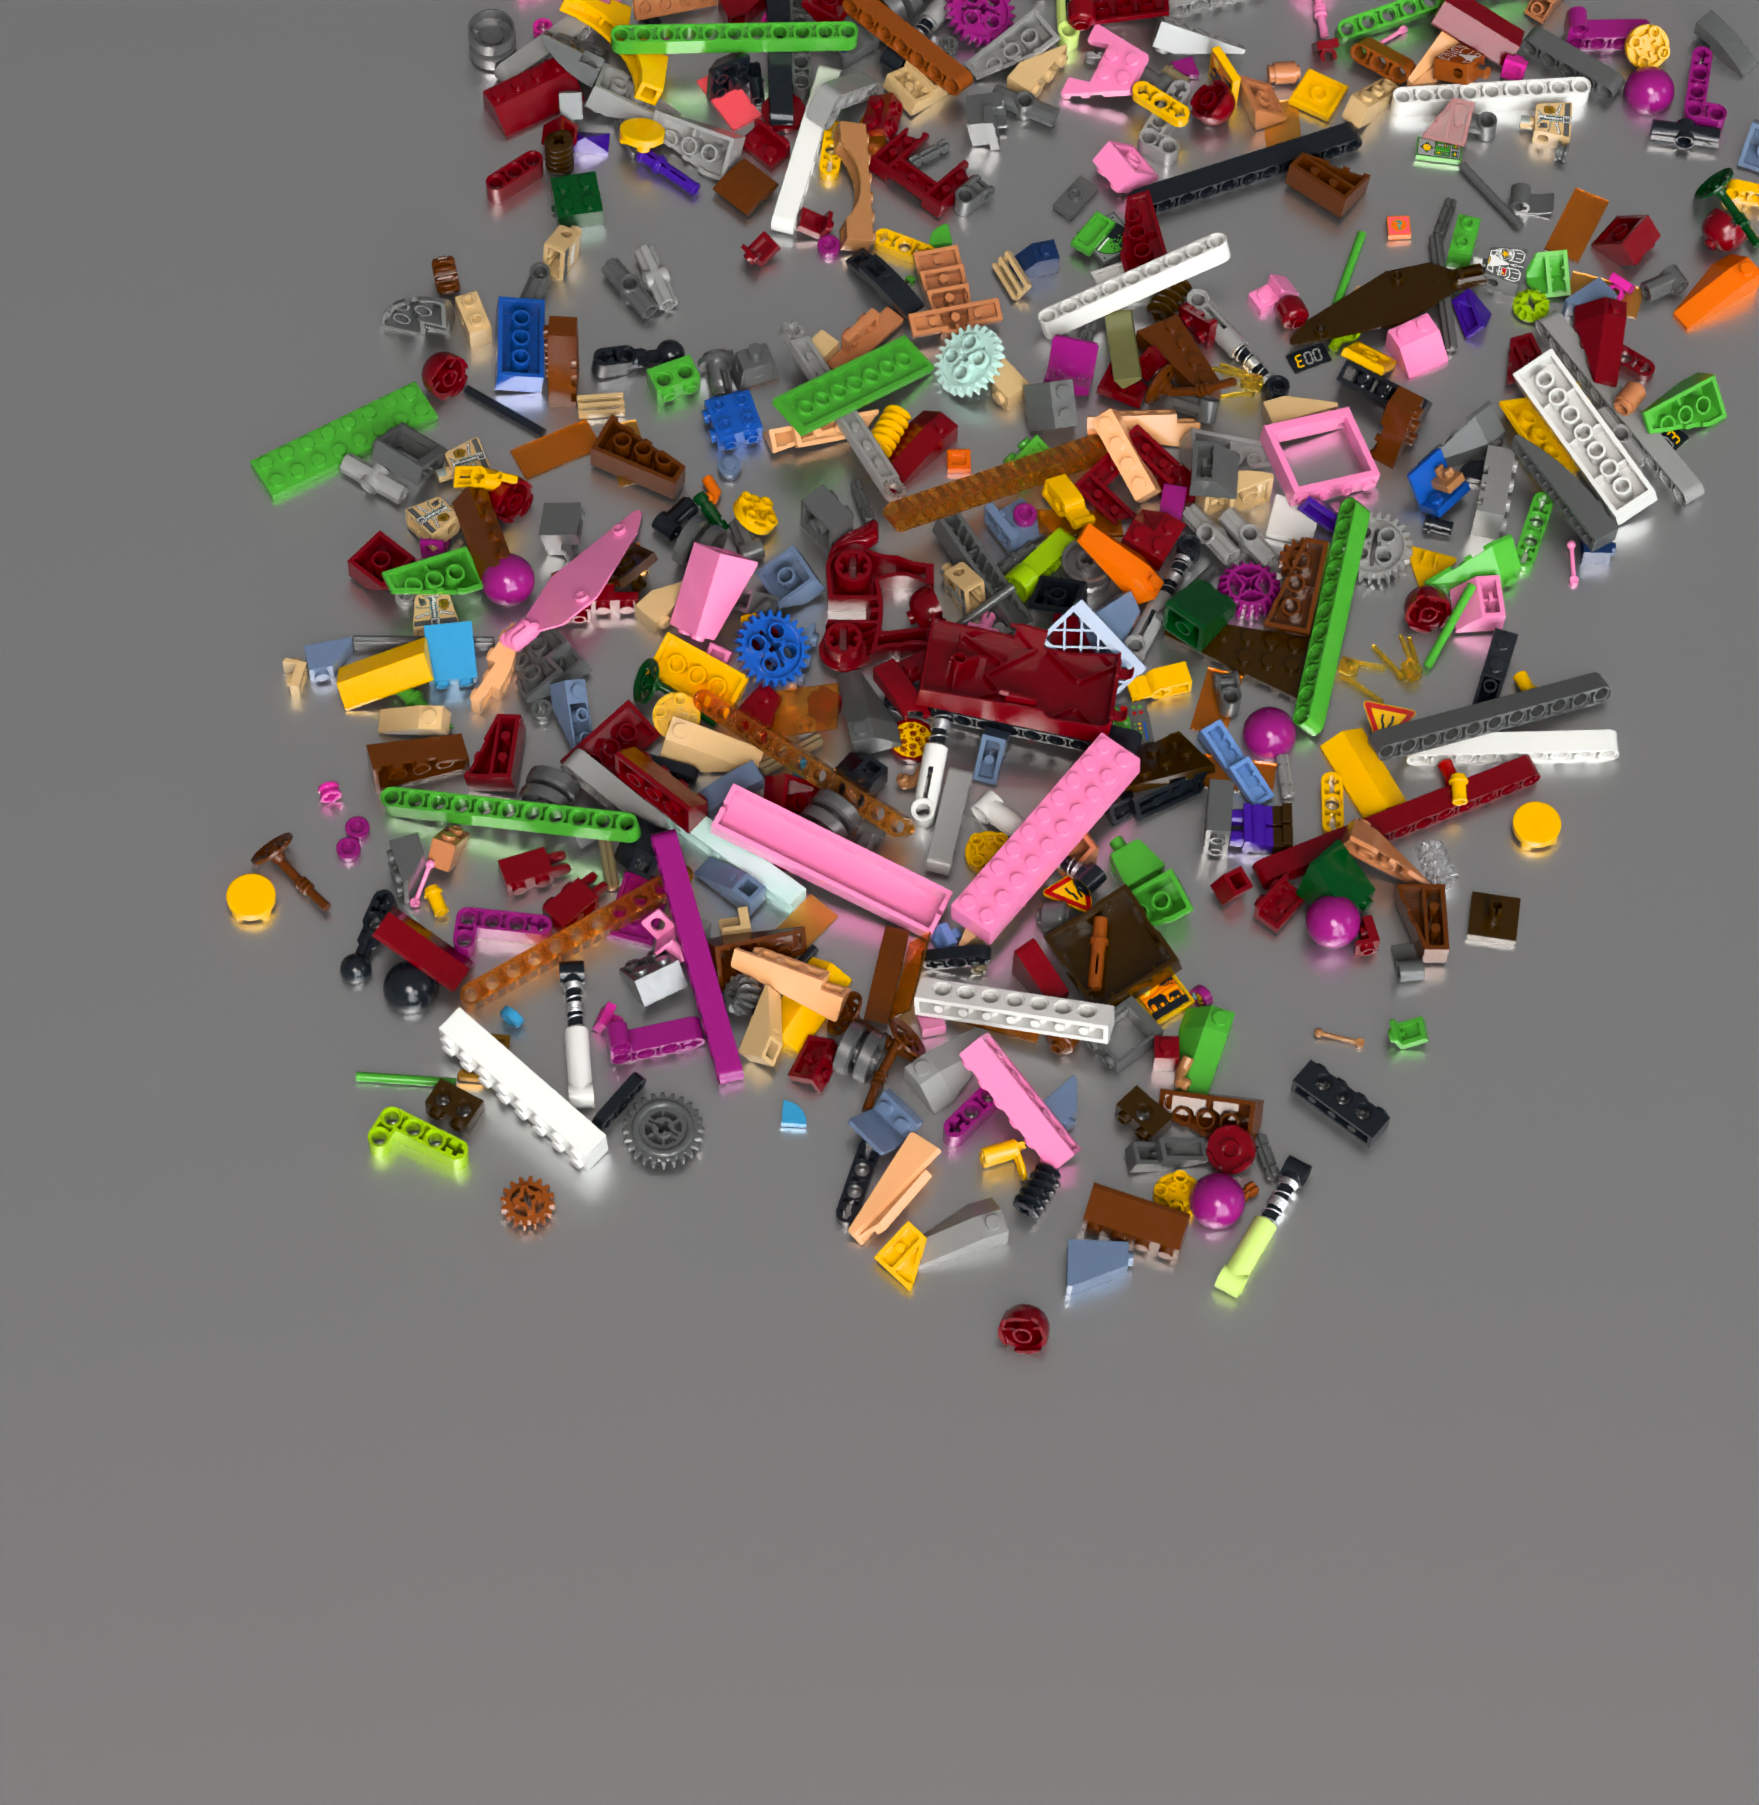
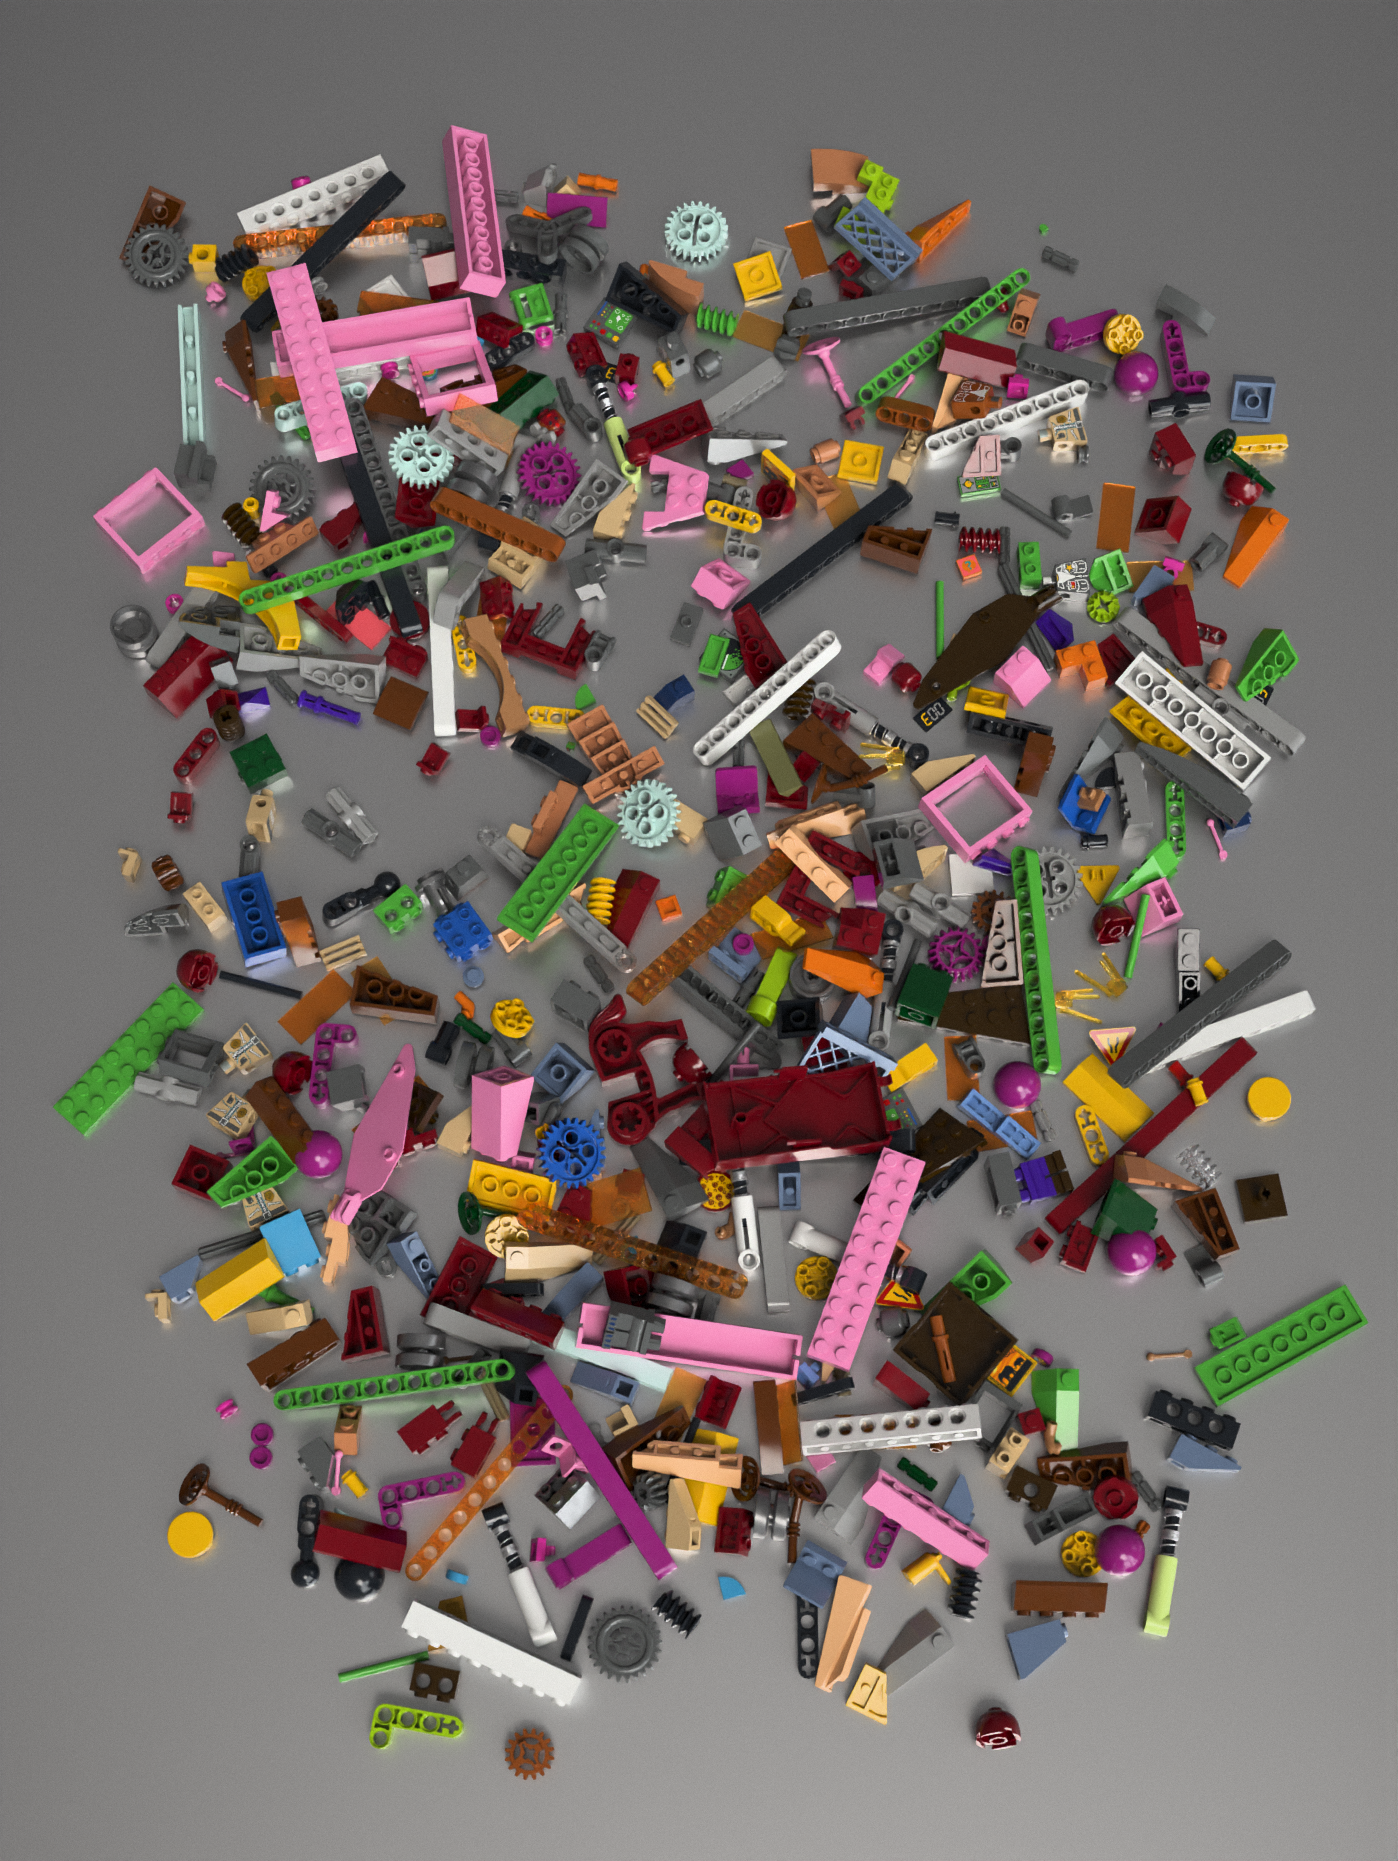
camera: 15 degrees left, 10 degrees up
(411, 257) = (131, 866): none -> tan bracket
(481, 219) = (180, 806): none -> dark red bracket
(481, 477) = (263, 1067): yellow piece -> none
(556, 487) = (322, 1066): none -> magenta beam
(641, 133) = (295, 682): yellow tile -> none
(692, 84) = (324, 619): none -> dark red beam
(727, 1119) = (677, 1613): none -> black piece
(775, 824) = (632, 1328): none -> dark grey hips
(841, 936) = (717, 1402): none -> dark red bracket
(963, 587) = (714, 1032): tan torso -> none
(1028, 1068) = (917, 1474): none -> dark green axle
(1129, 1069) = (1007, 1453): none -> tan hips
(1133, 863) = (943, 1250): bright green torso -> none
(1332, 1140) = (1195, 1457): none -> sand blue slope
(1392, 174) = (947, 518): none -> black pin
(1418, 203) = (979, 539): none -> dark red piece
(1462, 1062) = (1280, 1345): none -> bright green plate
(1487, 348) = (1083, 660): none -> orange brick
(1658, 172) = (1172, 450): none -> dark red slope

